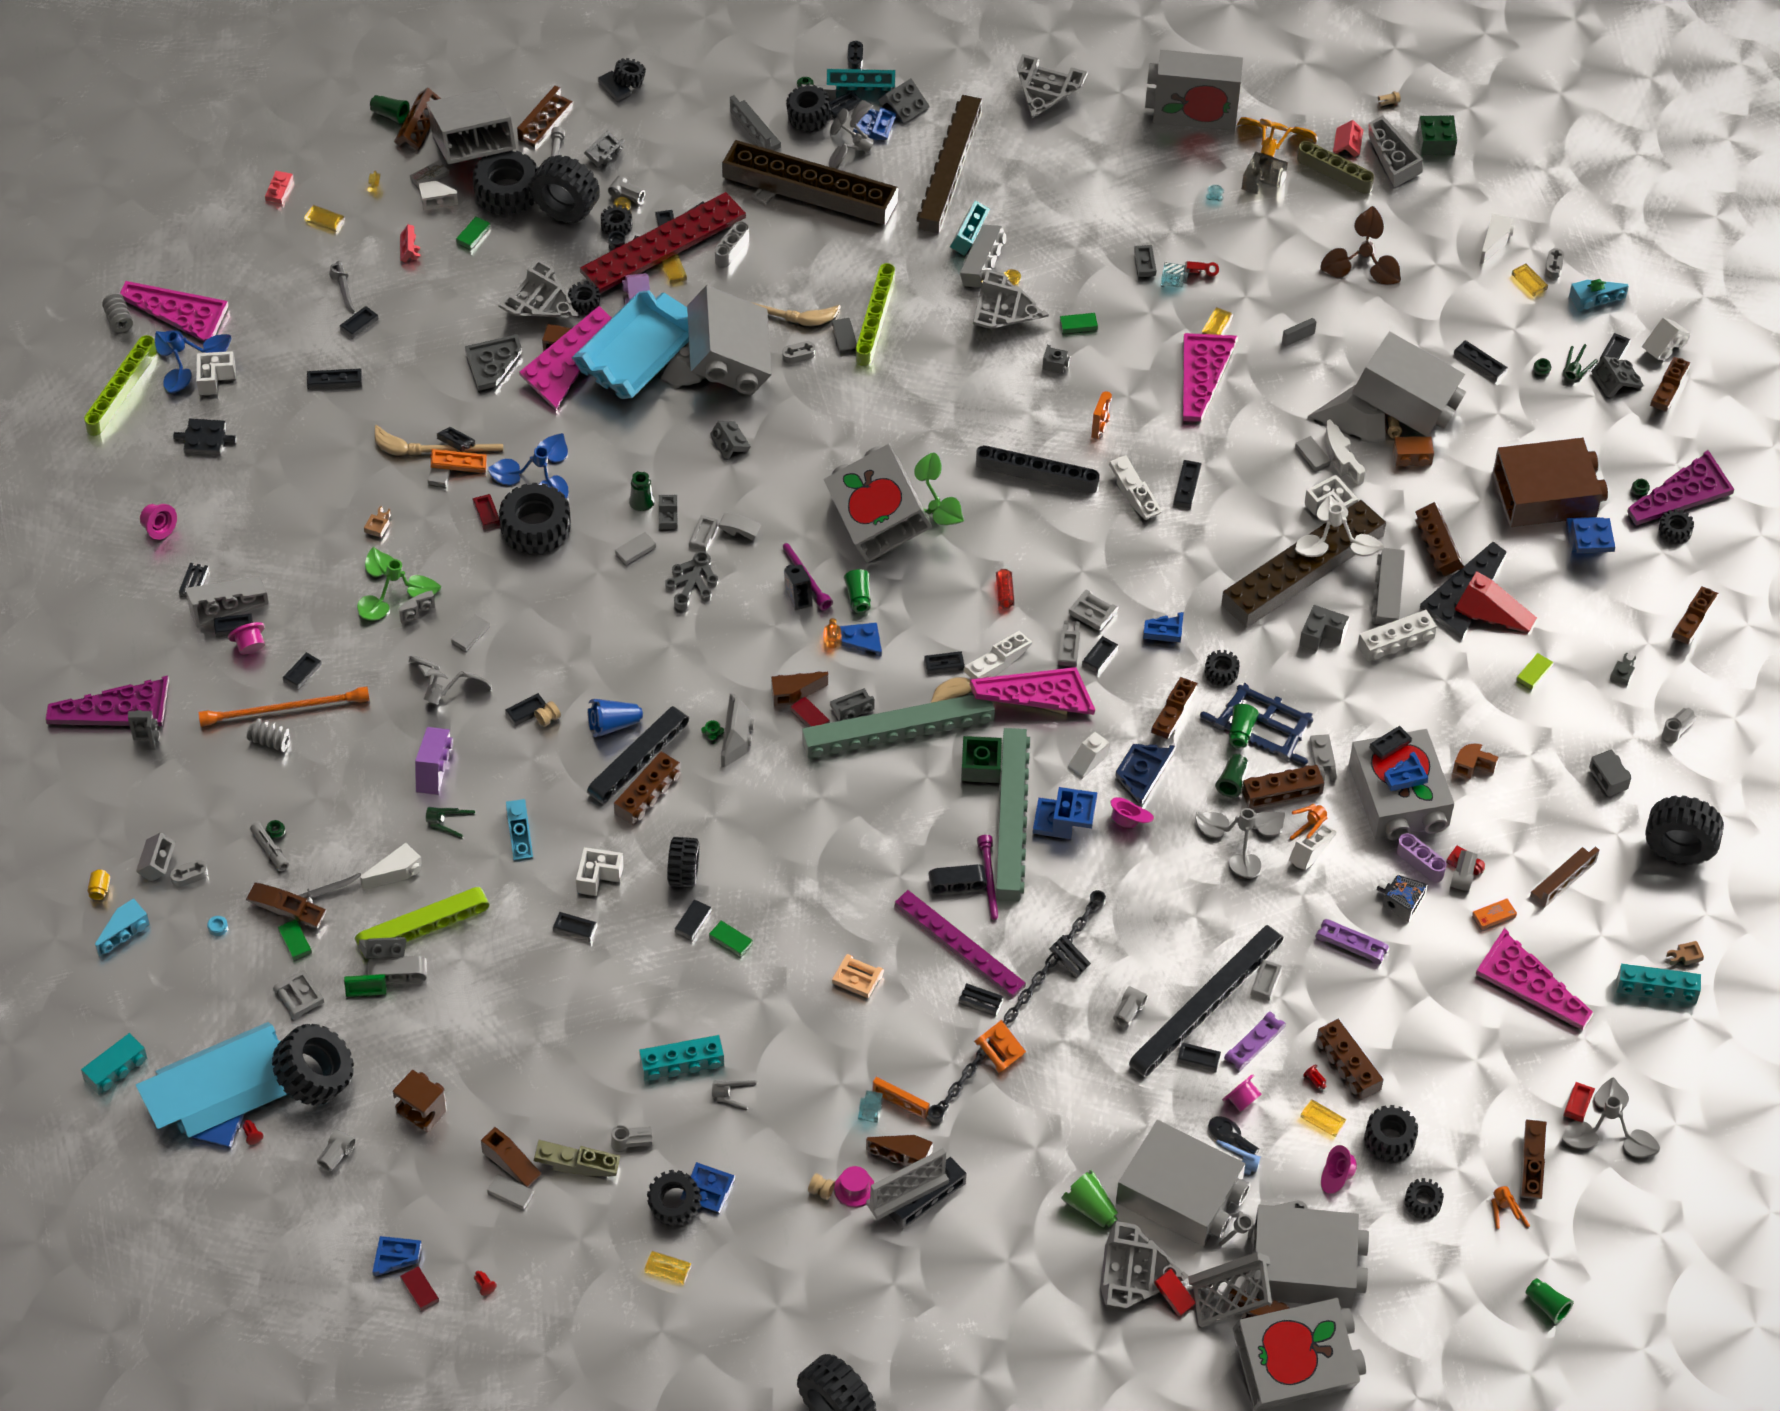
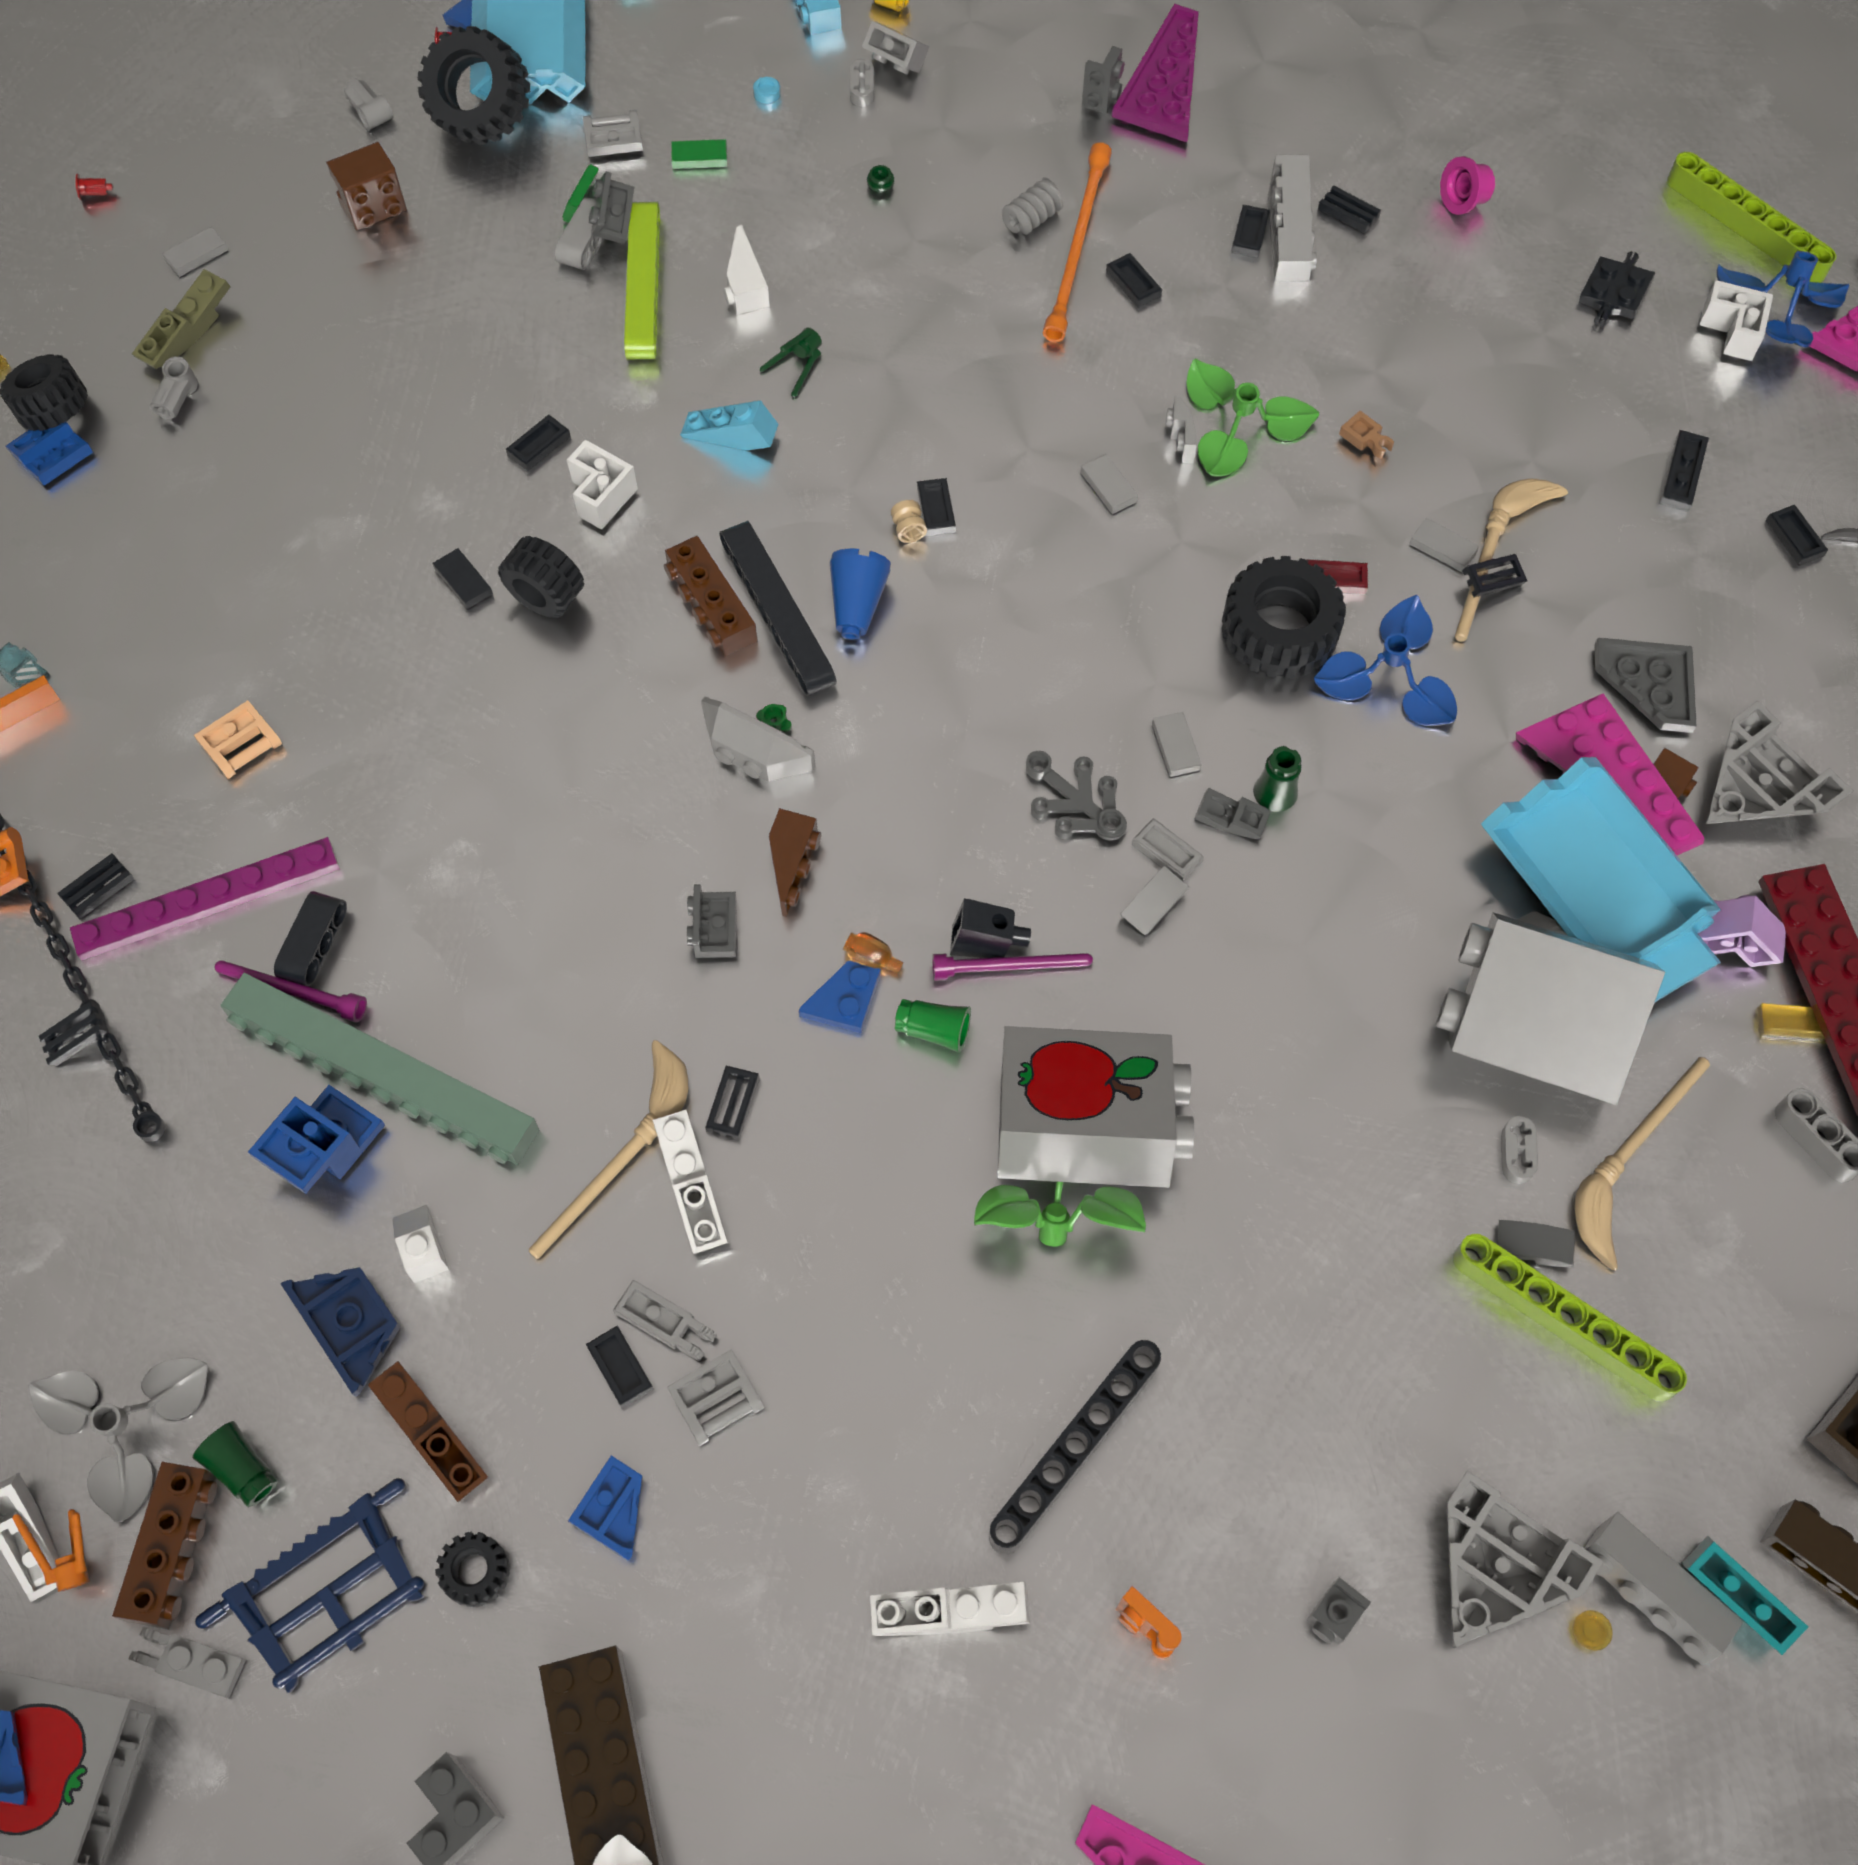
camera: 115 degrees right, 10 degrees up
(248, 637) = (1207, 224): dark pink piece -> none
(260, 833) = (853, 165): light grey pin -> none
(286, 904) = (749, 143): reddish brown slope -> none
(308, 895) = (753, 181): flat silver sword -> none
(395, 1254) = (191, 119): blue wing -> none
(419, 1288) = (133, 130): dark red tile -> none
(432, 760) = (897, 361): medium lavender wedge -> none
(435, 690) = (1012, 366): light grey plant -> none
(458, 461) = (1448, 565): orange tile -> none
(509, 1157) = (236, 252): reddish brown slope -> none
(584, 290) = (1761, 840): black tyre -> none
(681, 1057) = (249, 482): teal brick -> none
(722, 1088) = (172, 510): light grey plant -> none
(729, 438) = (1354, 961): dark grey bracket -> none
(731, 938) = (403, 611): green tile -> none
(808, 713) = (732, 861): dark red tile -> none
(896, 725) = (637, 980): sand green brick -> none
(981, 759) = (498, 1059): dark green brick -> none
(1005, 588) = (832, 1264): clear red axle -> none
(1043, 689) = (578, 1224): dark pink wing -> none
(1078, 323) = (1425, 1712): green tile -> none
(1128, 814) = (260, 1248): dark pink piece -> none
(1187, 484) = (928, 1731): black tile -> none
(1242, 724) = (320, 1531): green plant -> none
(1390, 742) = (70, 1767): black plate -> none

